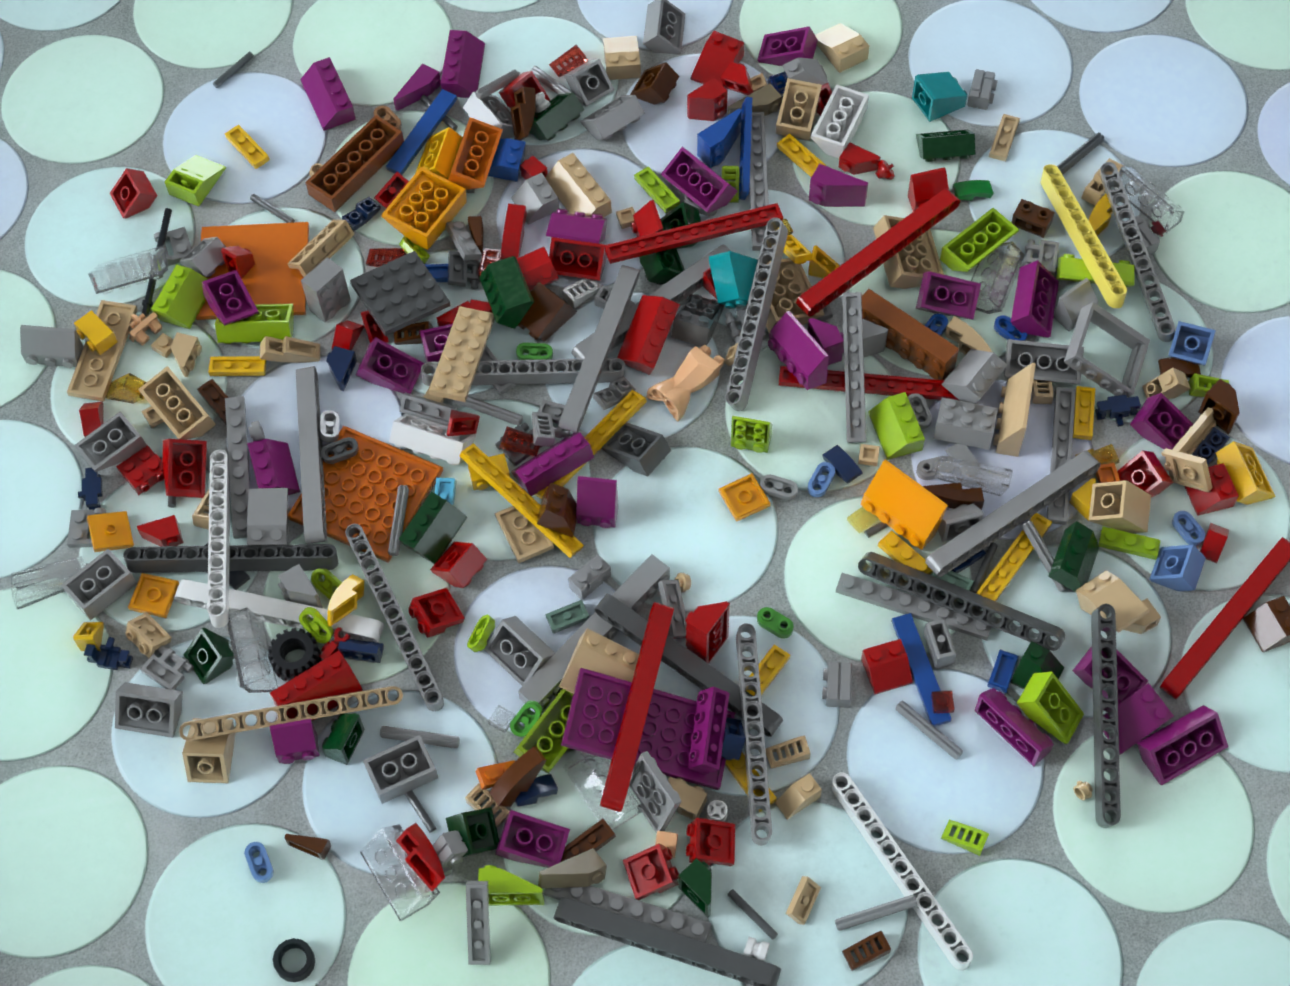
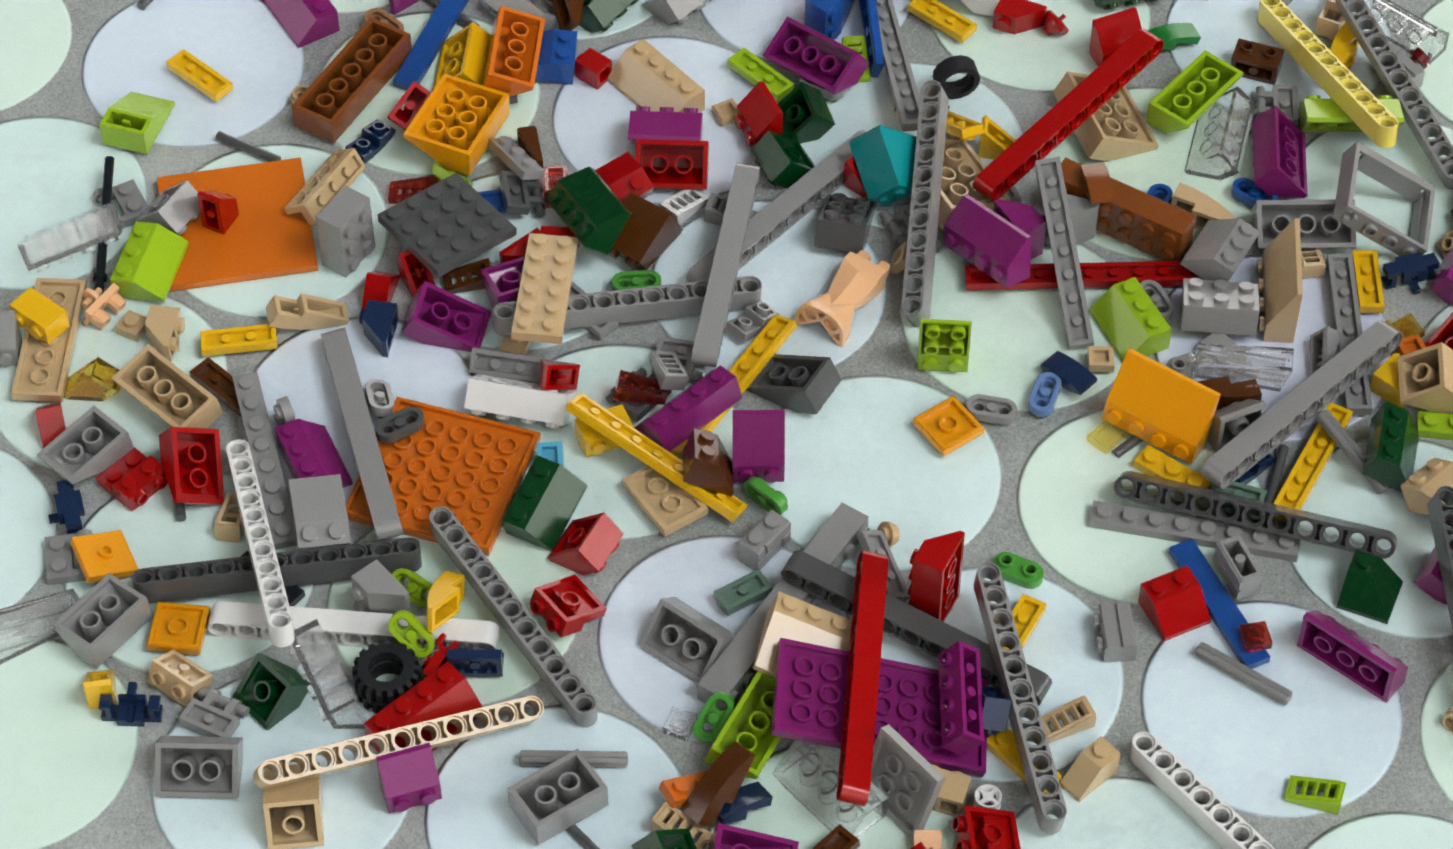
camera: 10 degrees left, 10 degrees down
(133, 193) = (54, 145): red slope -> none
(152, 417) = (135, 412): tan plate -> none
(162, 532) = (174, 548): red slope -> none
(228, 297) = (214, 253): magenta slope -> none
(271, 321) = (251, 284): lime slope -> none
(343, 738) = (472, 768): dark green slope -> none
(398, 520) = (495, 513): light grey axle -> none
(481, 633) = (632, 624): lime plate -> none
(492, 410) = (587, 357): light grey axle -> none
(513, 231) = (580, 139): red slope -> none
(537, 197) = (602, 100): light grey slope -> none
(594, 535) = (764, 495): none -> bright green plate
(648, 333) = (785, 241): red slope -> none
(692, 233) = (819, 116): red plate -> none
(801, 201) = (952, 66): none -> black tyre
(836, 188) = (1000, 48): magenta slope -> none
(888, 314) = (1098, 183): none -> dark orange slope
(948, 295) = (1166, 159): magenta slope -> none
(1003, 671) = (1325, 592): blue tile -> none
(1038, 467) = (1322, 347): none -> light grey slope
(1050, 706) = (1395, 623): lime slope -> none
(1072, 301) = (1327, 154): light grey slope -> none

